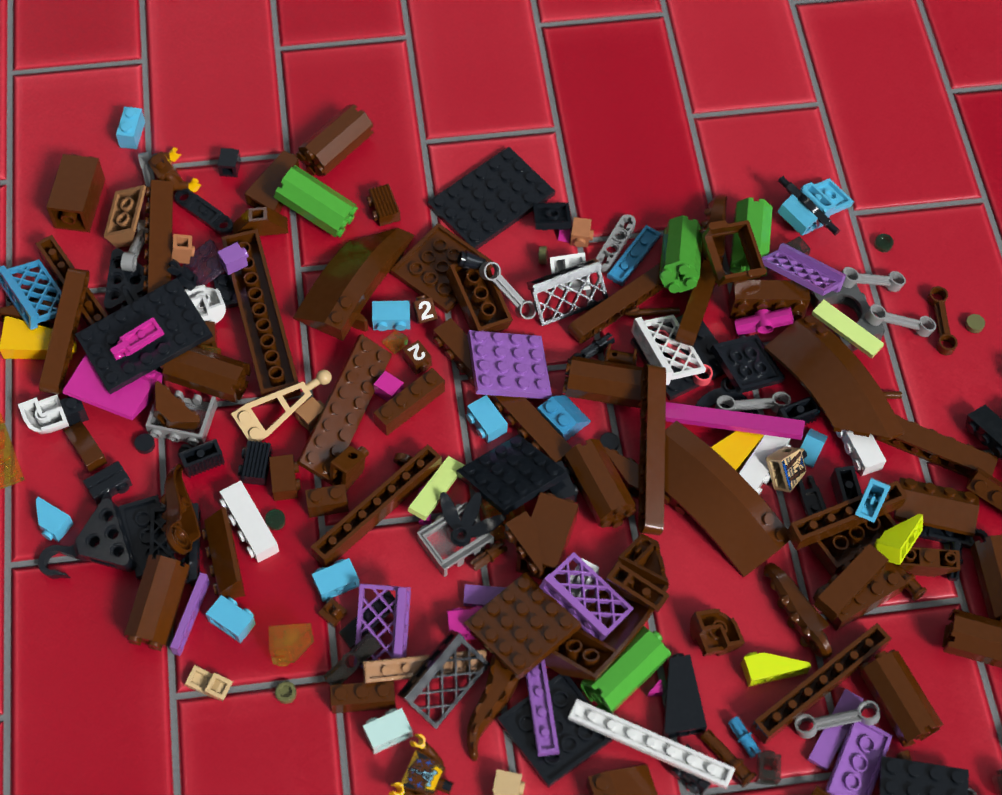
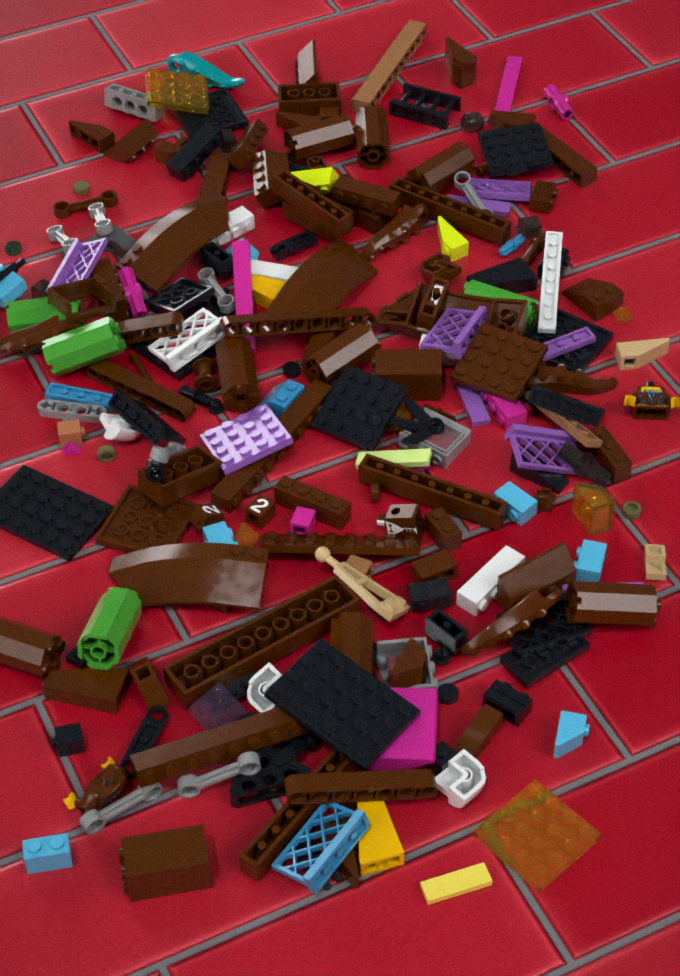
camera: 105 degrees left, 15 degrees down
(95, 530) = (563, 686): black piece -> none
(124, 216) = (182, 794): medium nougat slope -> none
(137, 339) = (357, 691): dark pink hinge -> none
(182, 248) = (212, 716): nougat brick -> none
(184, 275) = (248, 709): black plate -> none
(233, 258) = (214, 665): medium lavender brick -> none
(275, 519) = (475, 565): clear green tile -> none
(384, 205) = (85, 587): reddish brown brick -> none
(387, 730) = (628, 433): light aqua brick -> none
(486, 419) = (306, 447): medium azure brick -> none
(525, 536) = (428, 364): reddish brown slope -> none
(552, 216) = (58, 455): black plate -> none
(786, 467) = (273, 253): tan torso -> none
(845, 484) = (277, 224): black brick -> none
(847, 329) = (124, 240): yellowish green tile -> none
(872, 500) = (300, 178): medium azure slope -> none

